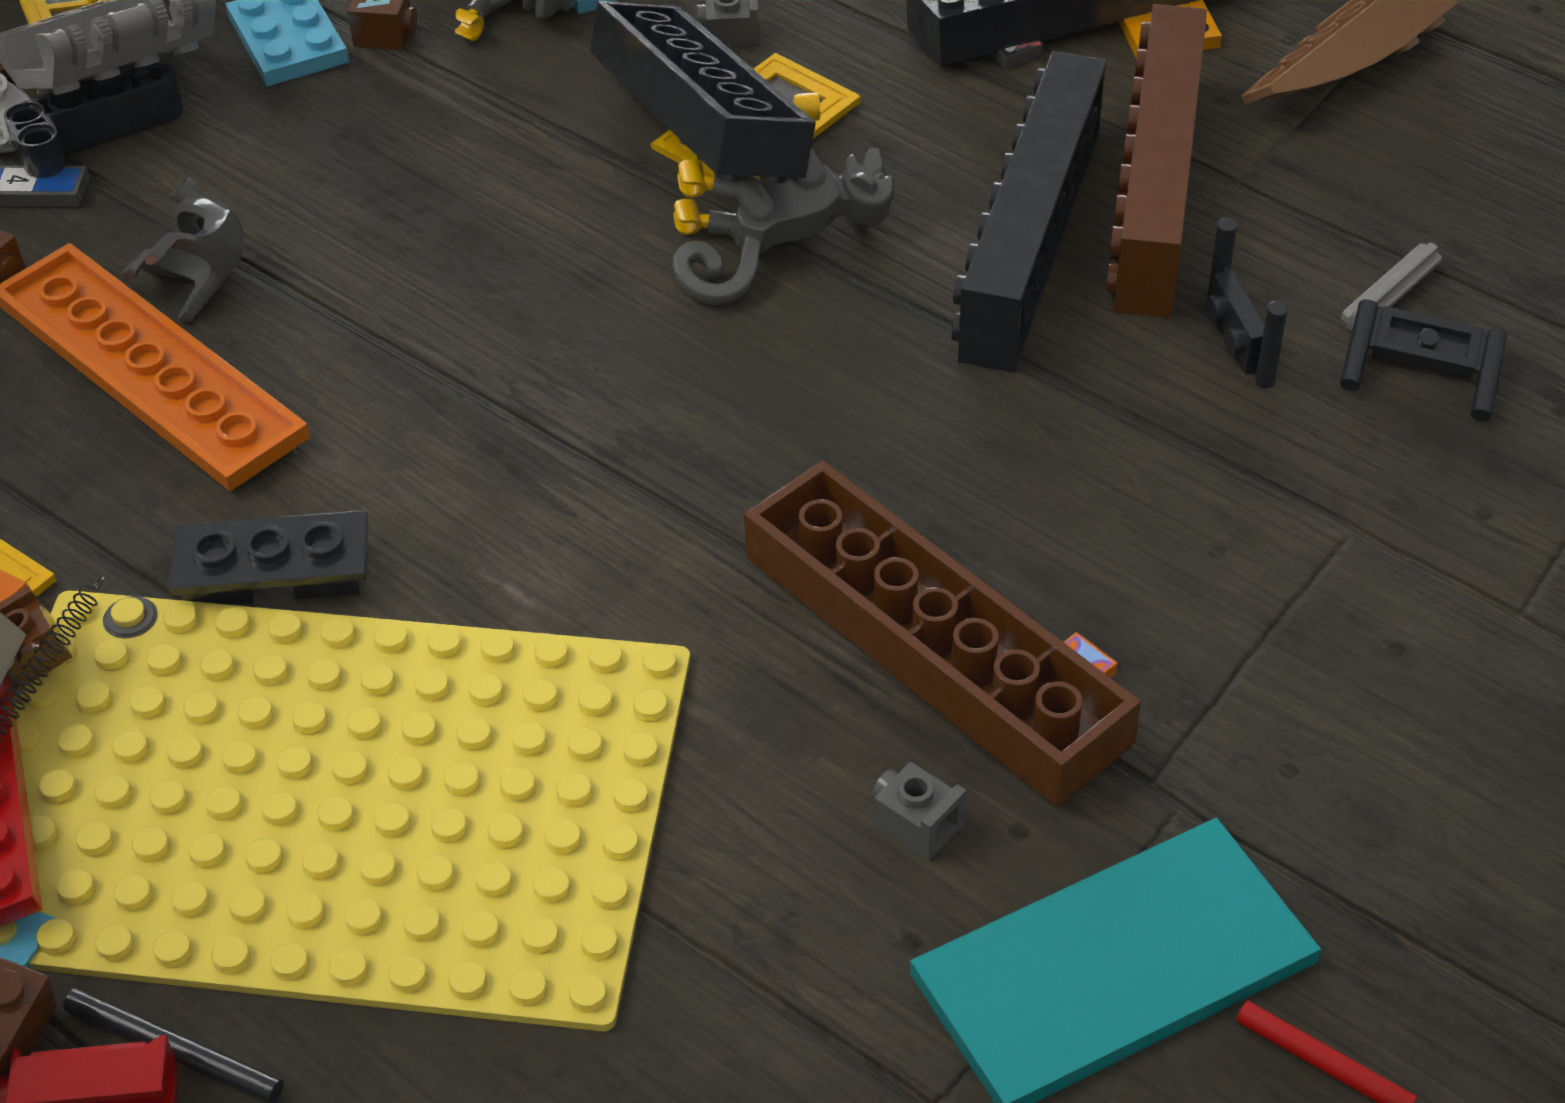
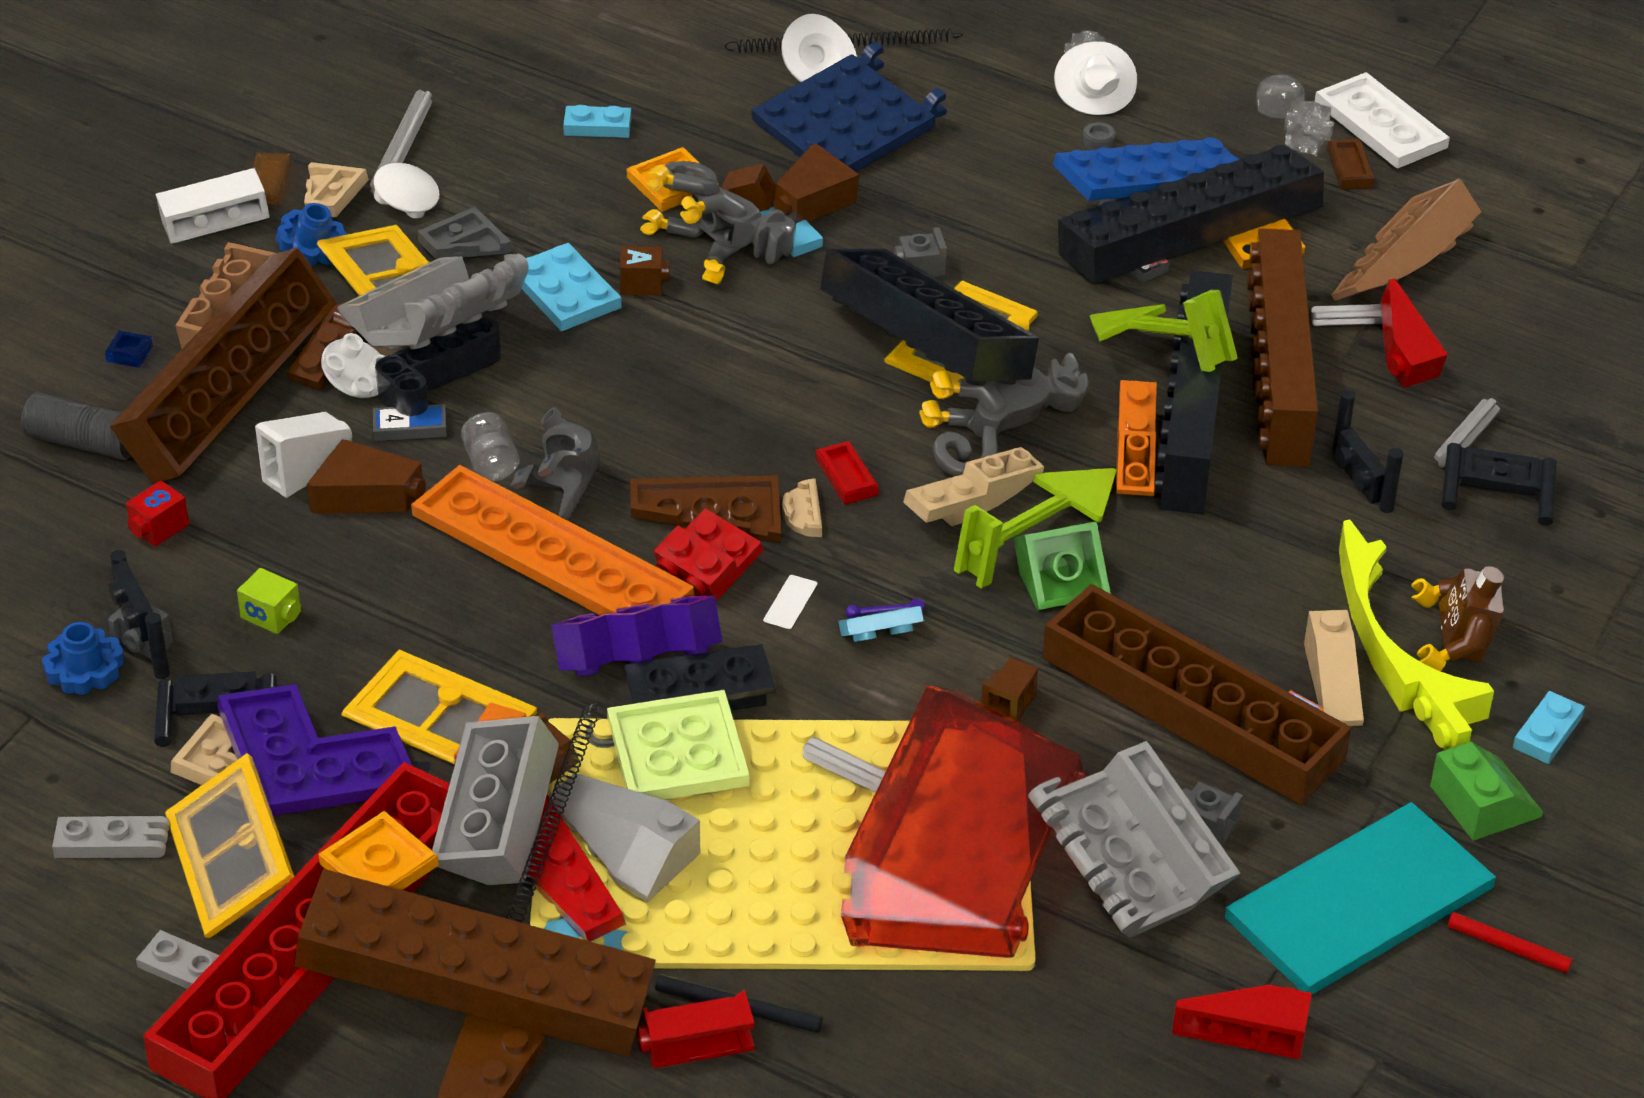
camera: 10 degrees left, 5 degrees down
(98, 773) = (632, 833): none -> light grey wedge
(114, 222) = (490, 446): none -> clear wheel
(202, 483) = (637, 633): none -> dark purple brick
(204, 649) = (678, 746): none -> yellowish green plate
(339, 382) = (708, 554): none -> red plate
(381, 316) = (743, 501): none -> reddish brown wing
(436, 452) = (790, 602): none -> white sticker
(439, 703) = (843, 763): none -> light grey axle
(489, 328) = (802, 509): none -> tan tile
(516, 495) = (897, 620): none -> medium azure plate
(534, 810) = (953, 832): none -> clear red windscreen
(560, 285) = (846, 472): none -> red tile
(597, 472) = (854, 611): none -> dark purple hinge
(685, 602) = (1011, 689): none -> reddish brown brick
(725, 317) = (984, 483): none -> tan slope
(783, 853) = (1136, 840): none -> light grey slope
(801, 425) = (1061, 563): none -> bright green slope
(855, 329) = (985, 534): none -> lime piece
(942, 258) = (1136, 438): none -> orange slope
(1043, 118) = (1205, 326): none -> lime piece
(1144, 605) = (1334, 665): none -> tan slope
(1278, 124) = (1346, 315): none -> light grey axle
(1280, 660) = (1437, 698): none -> neon yellow slope
(1324, 809) = (1481, 791): none -> bright green slope
(1334, 168) = (1409, 344): none -> red slope
(1346, 547) = (1468, 614): none -> reddish brown torso
(1438, 717) = (1548, 727): none -> medium azure plate

